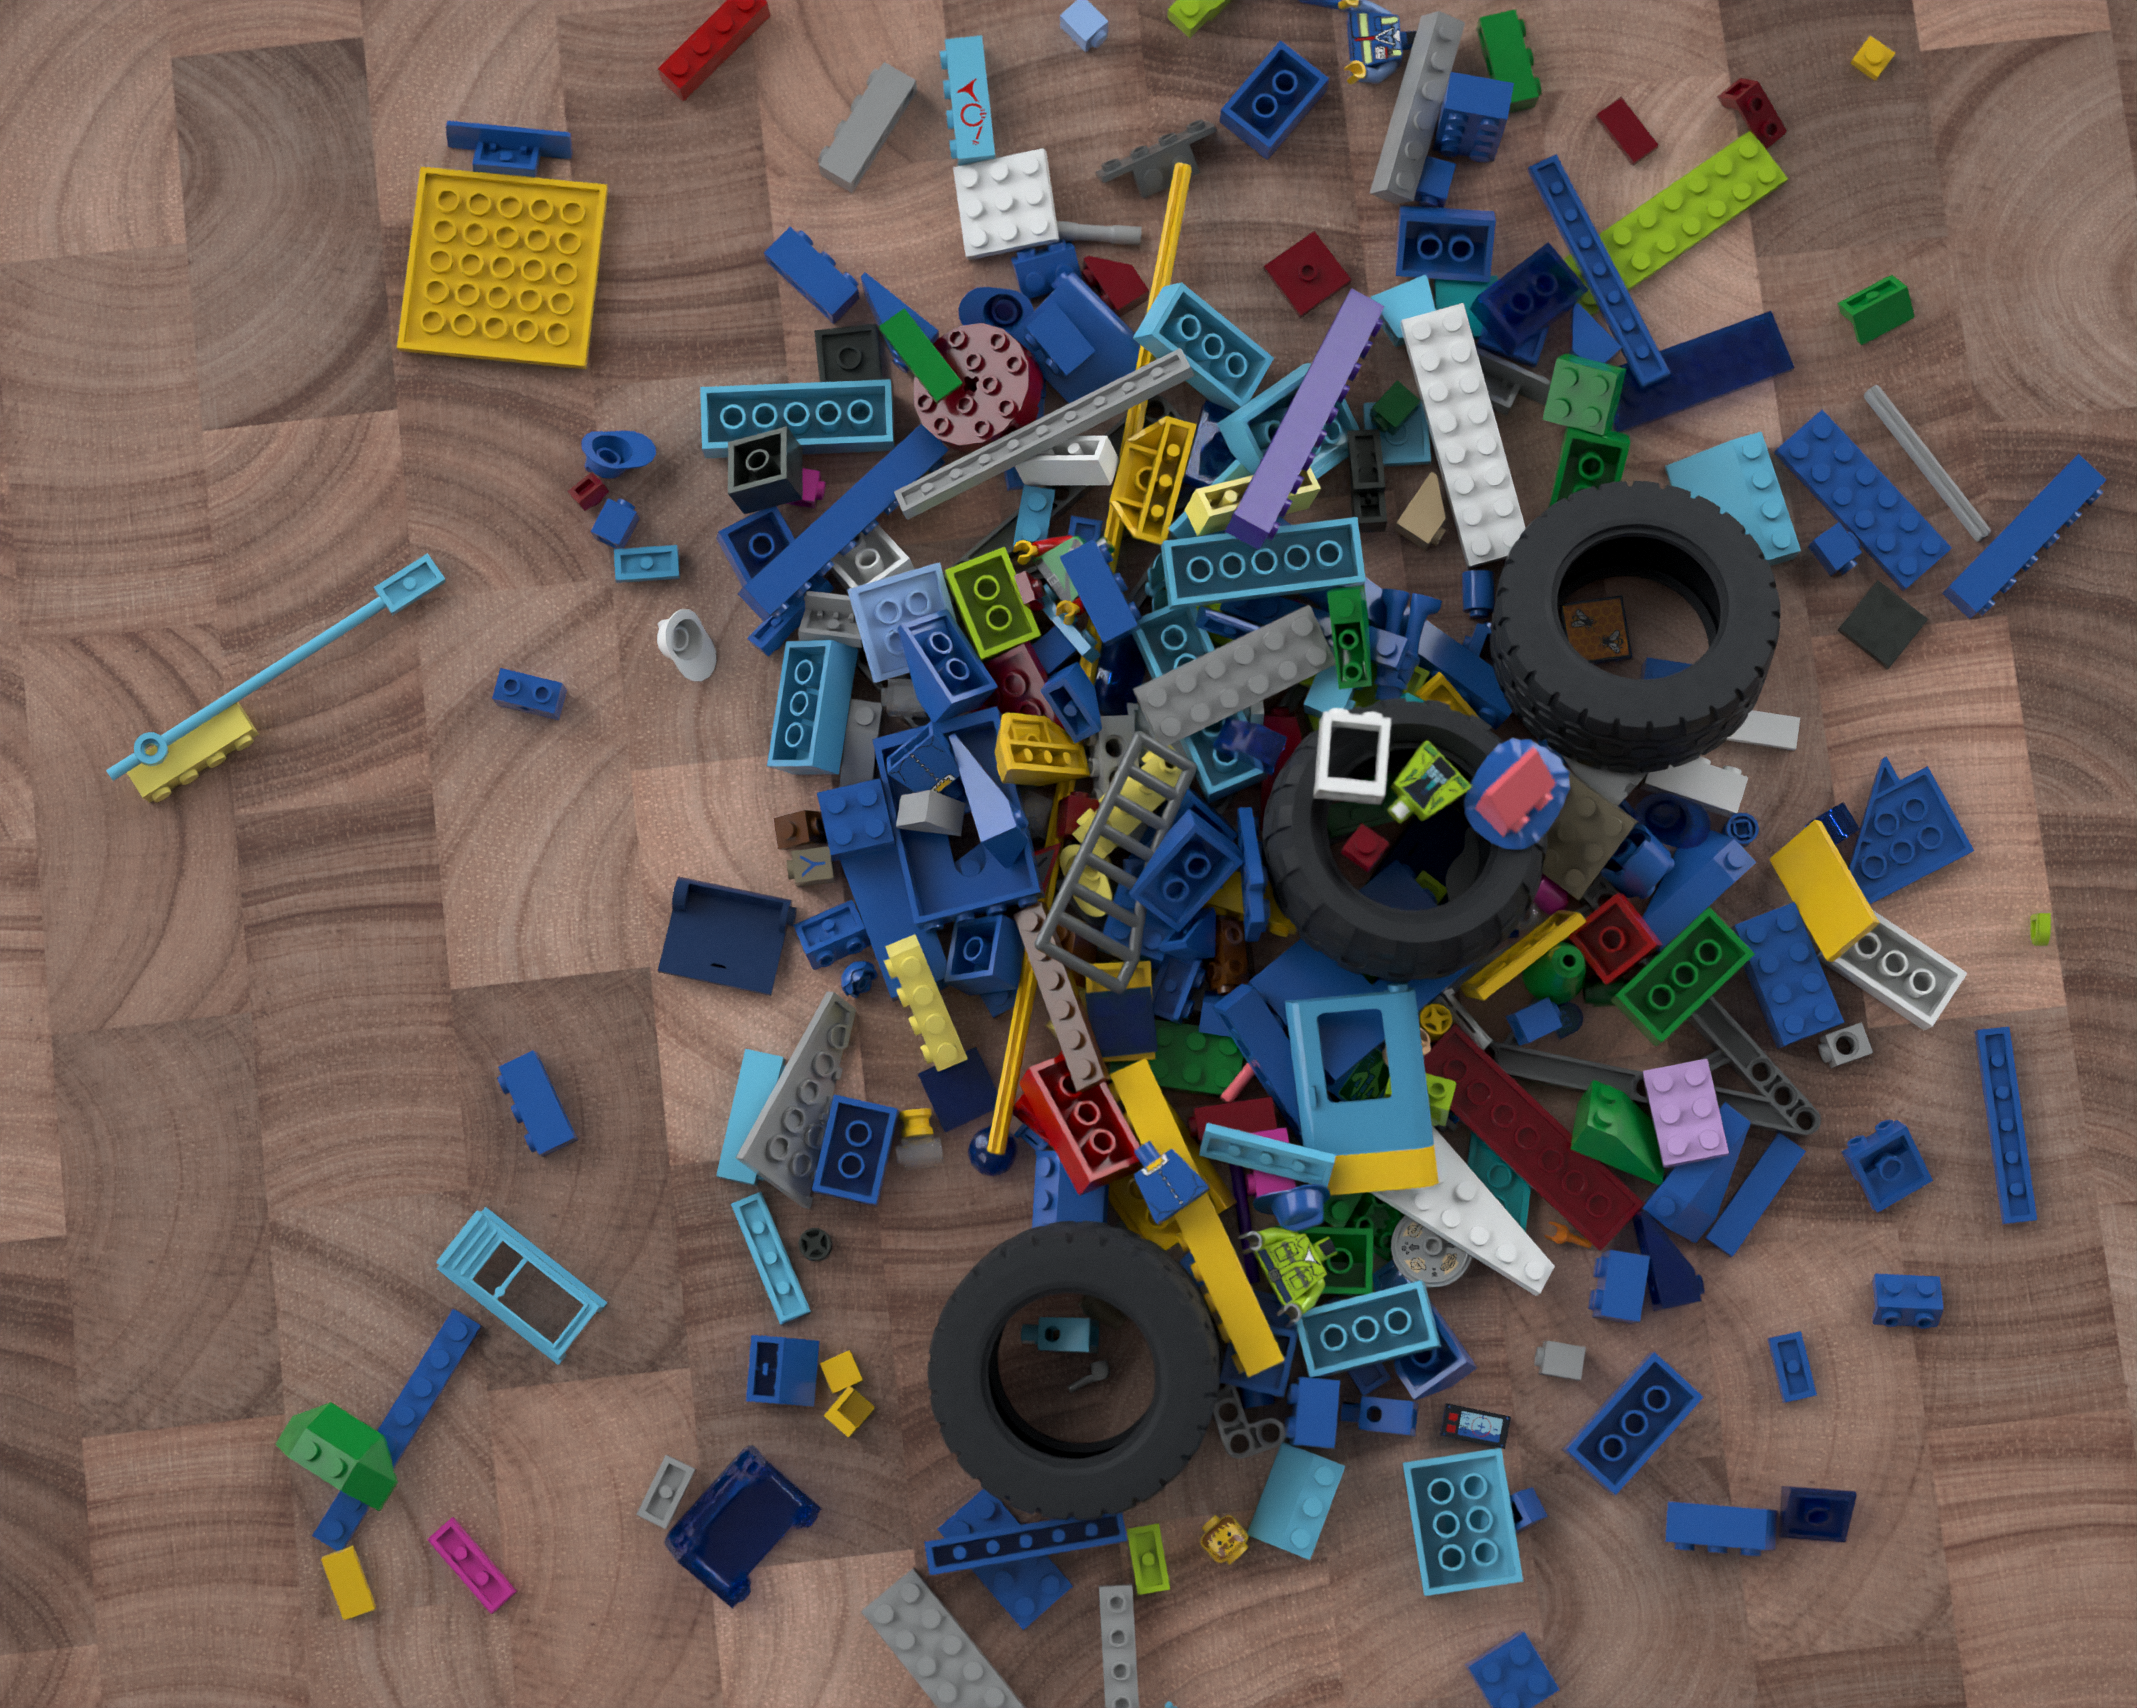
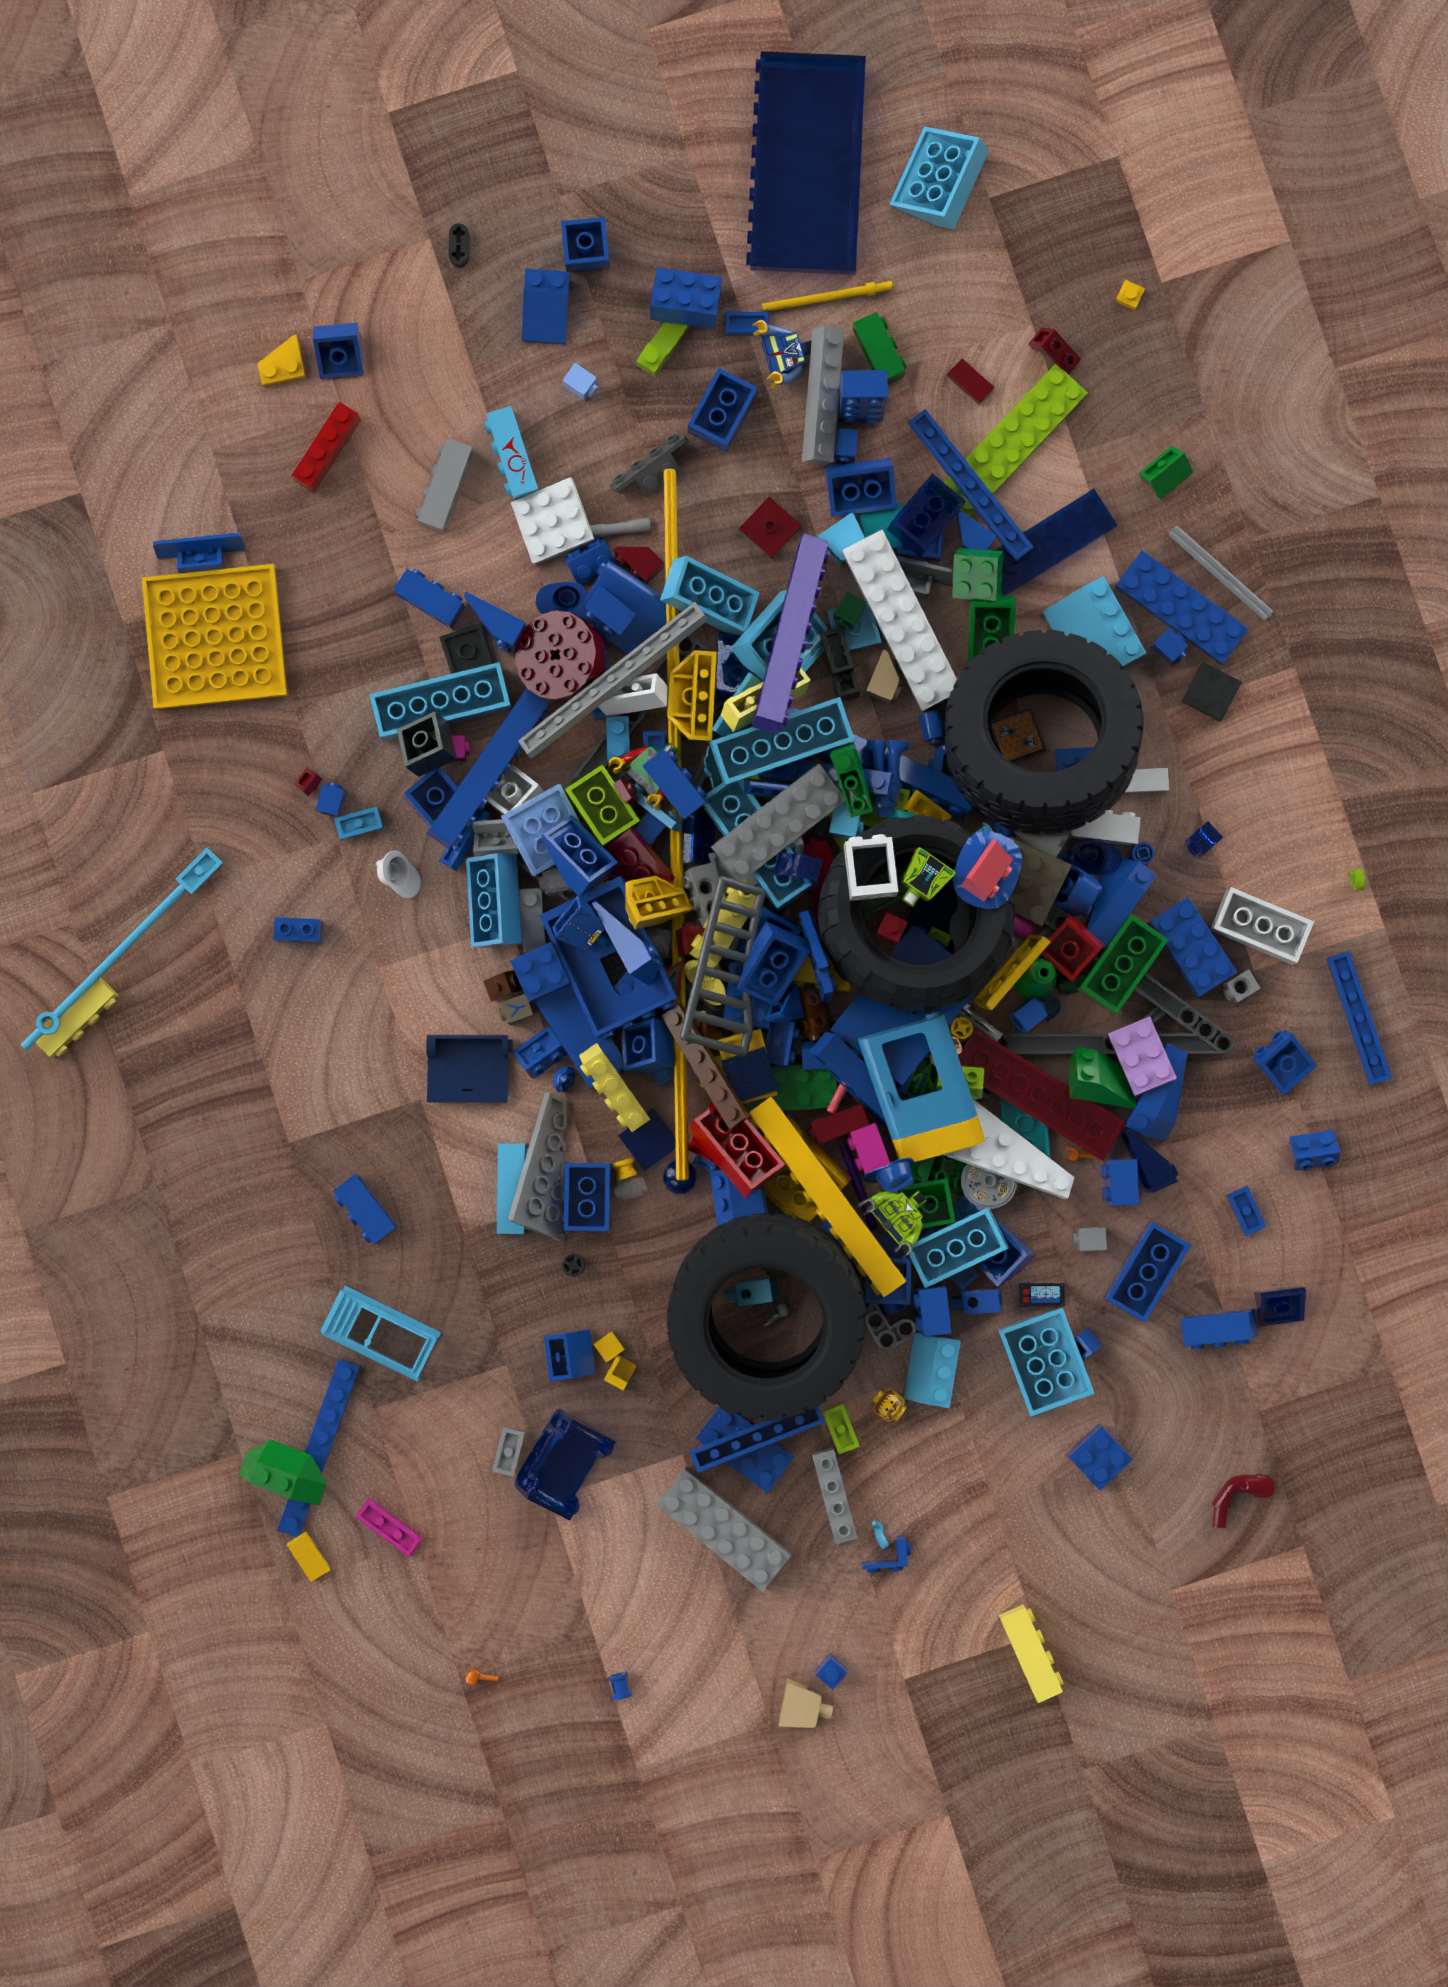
camera: 10 degrees left, 5 degrees up
(616, 451) = (321, 750): blue piece -> none
(770, 1258) = (545, 1280): medium azure tile -> none
(920, 356) = (516, 642): green tile -> none
(930, 813) = (590, 959): light grey slope -> none
(1074, 701) = (671, 861): blue slope -> none
(1166, 1182) = (802, 1178): blue torso -> none
(1266, 1155) = (866, 1145): medium azure plate -> none
(1755, 1194) = (1199, 1099): blue tile -> none
(1824, 891) = (1207, 885): yellow tile -> none
(1904, 833) = (1252, 834): blue wing -> none
(2024, 537) = (1297, 610): blue brick -> none

